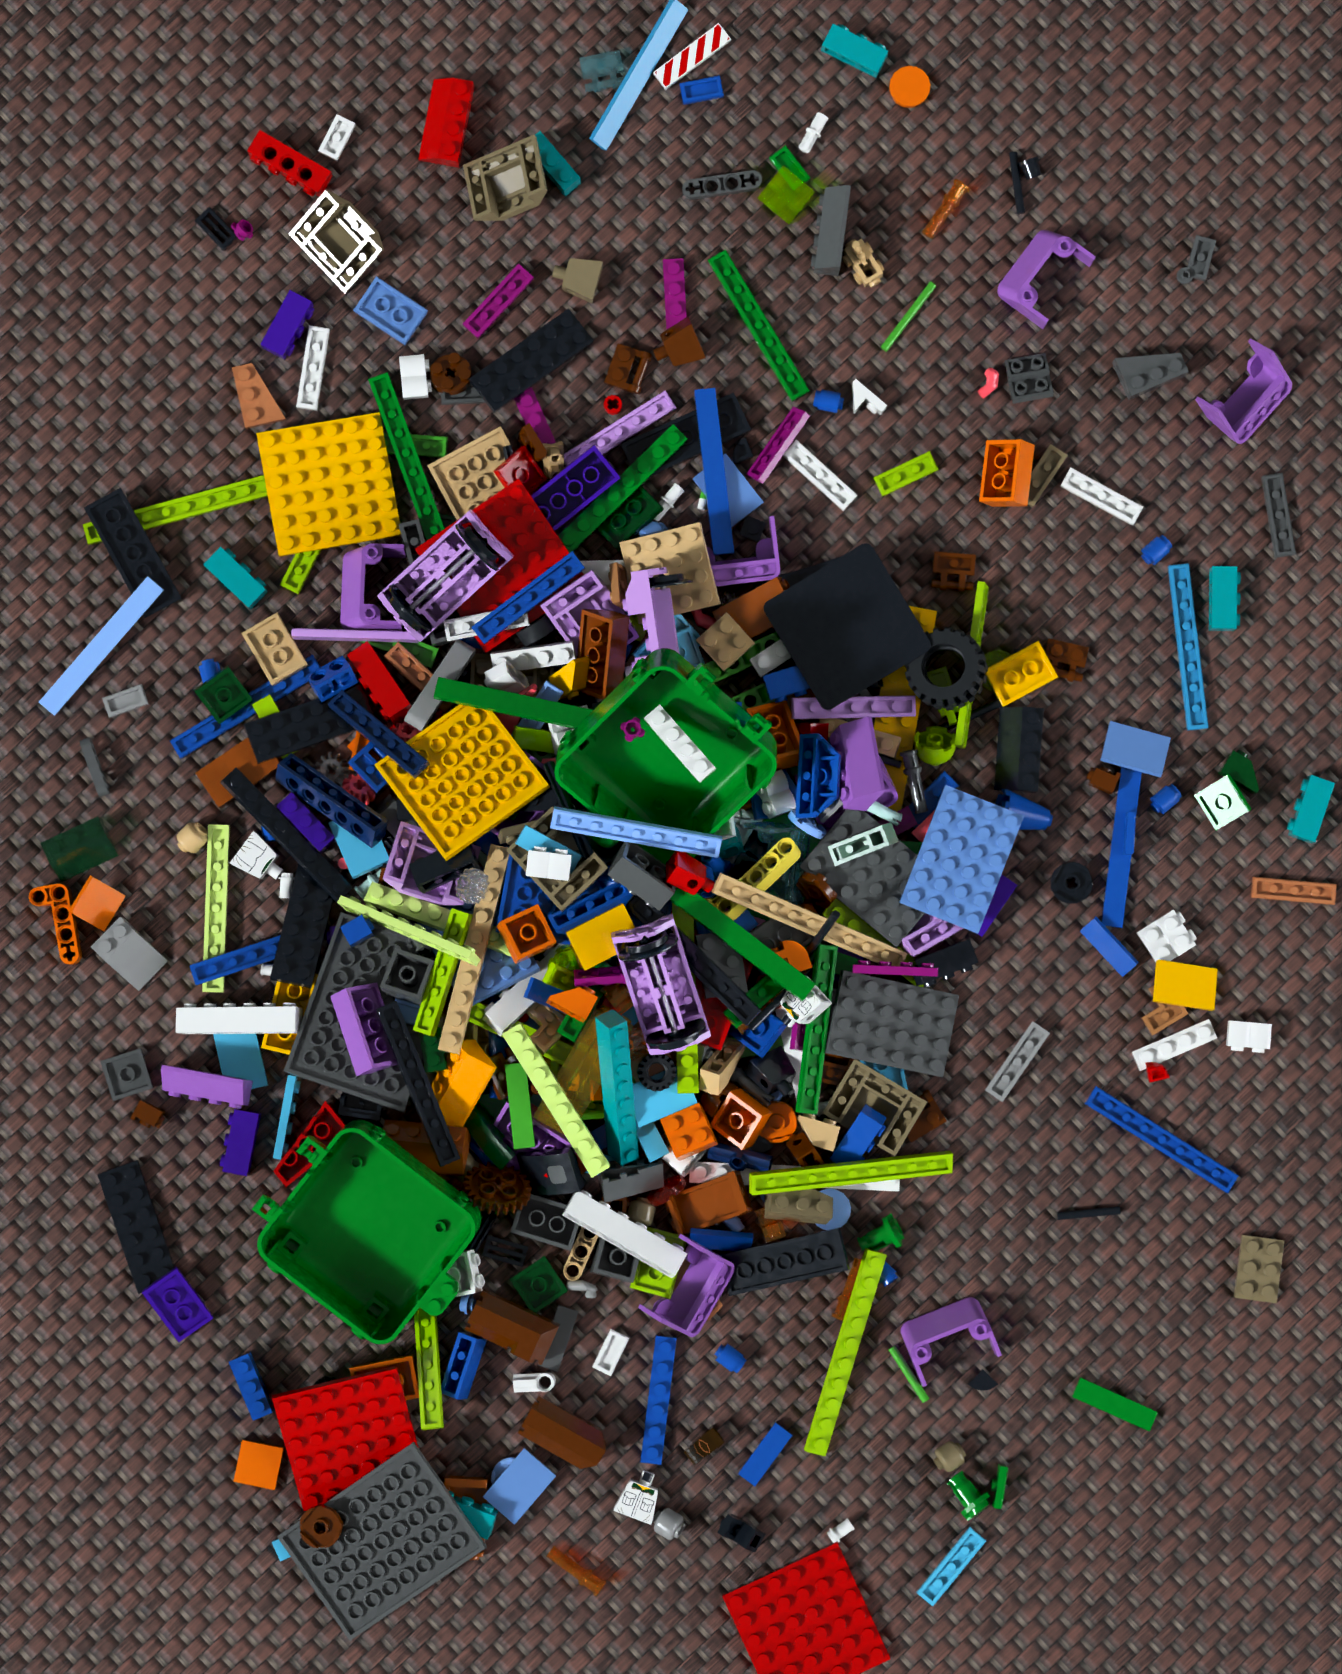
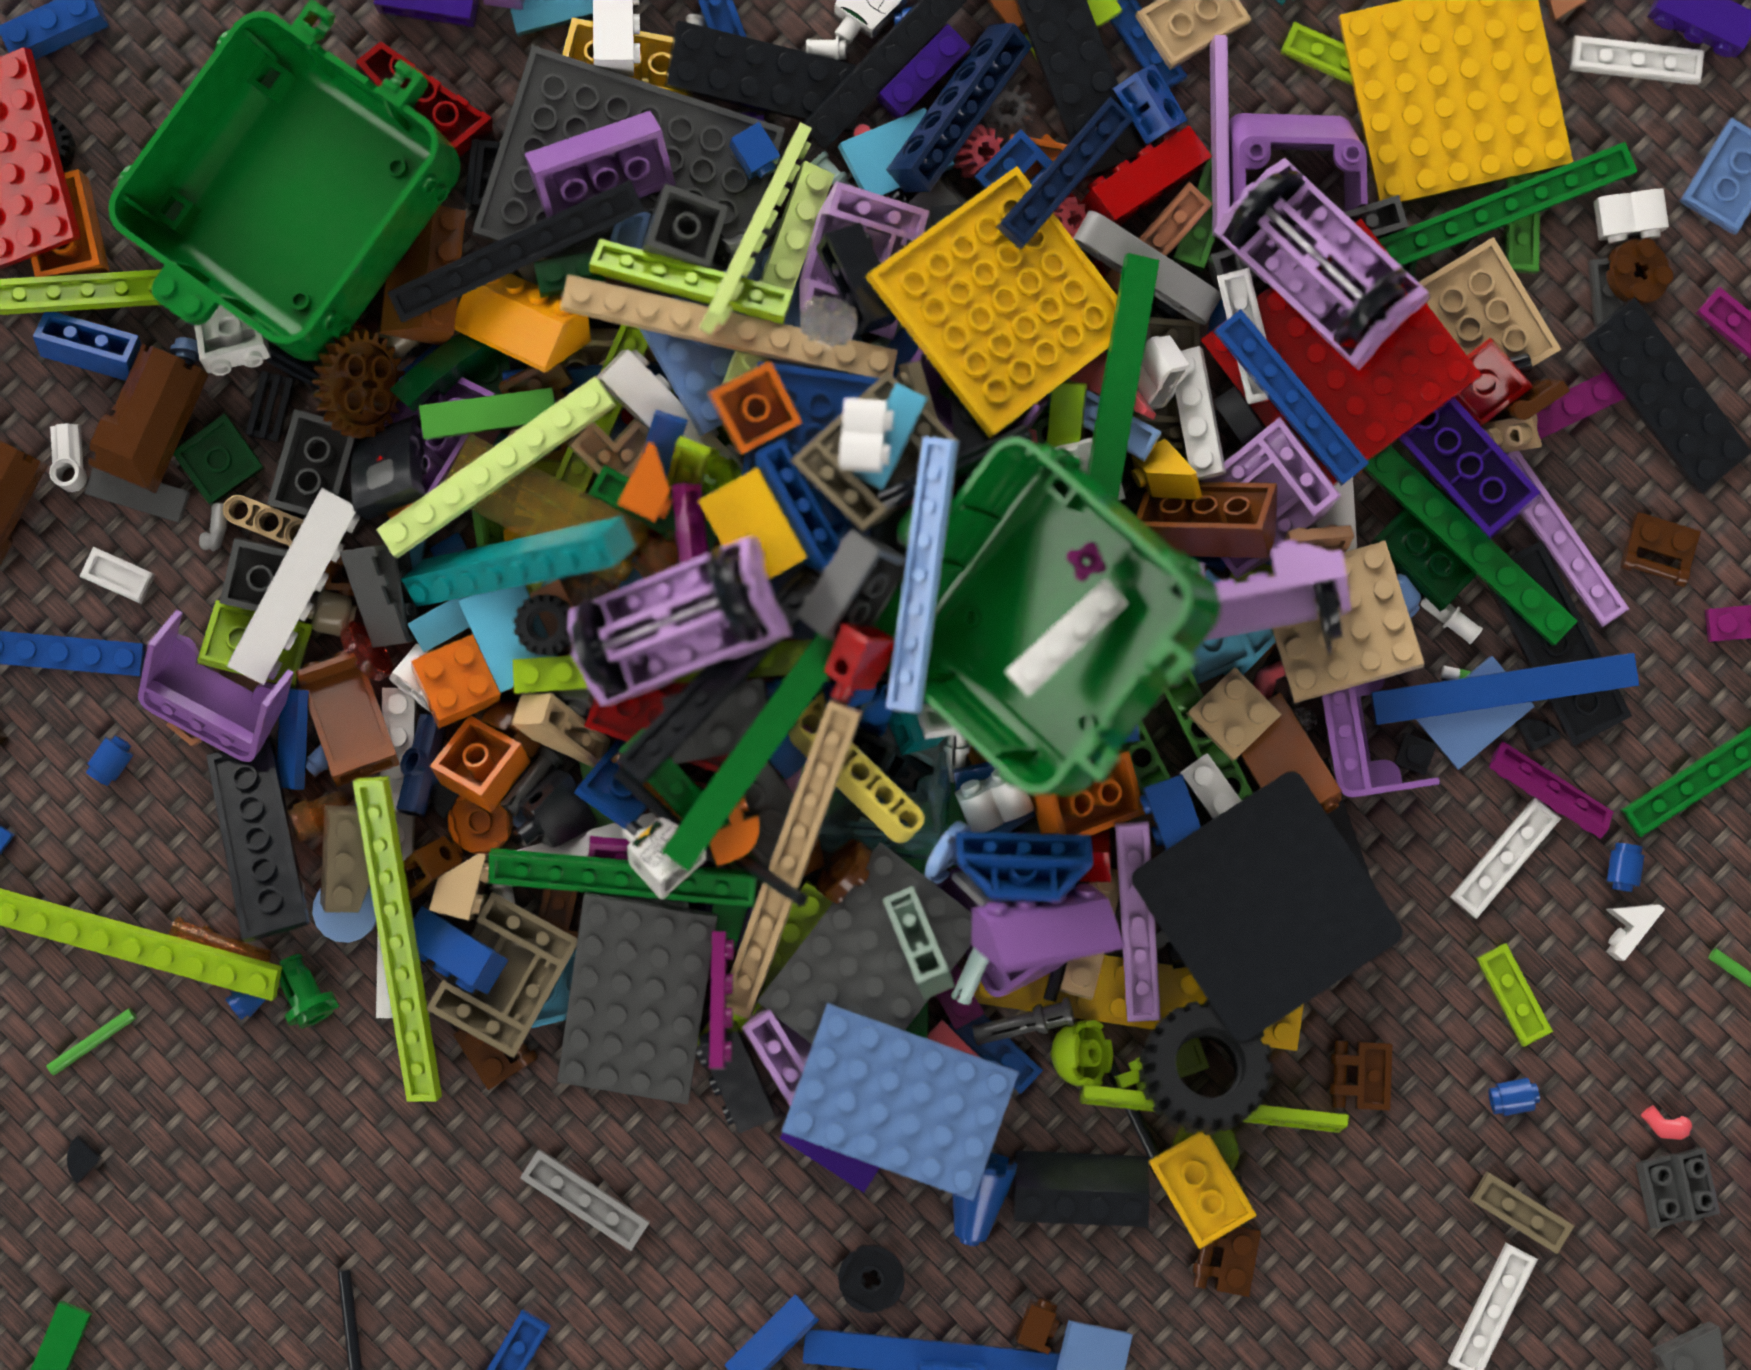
camera: 90 degrees right, 0 degrees up
(285, 1126) = (454, 60): medium azure plate -> none
(613, 411) = (1591, 527): red bush -> none
(680, 344) = (1705, 628): reddish brown torso -> none
(943, 1322) = (167, 1091): medium lavender windscreen -> none
(969, 477) = (1513, 1097): none -> blue brick
(1006, 473) = (1524, 1156): orange brick -> none

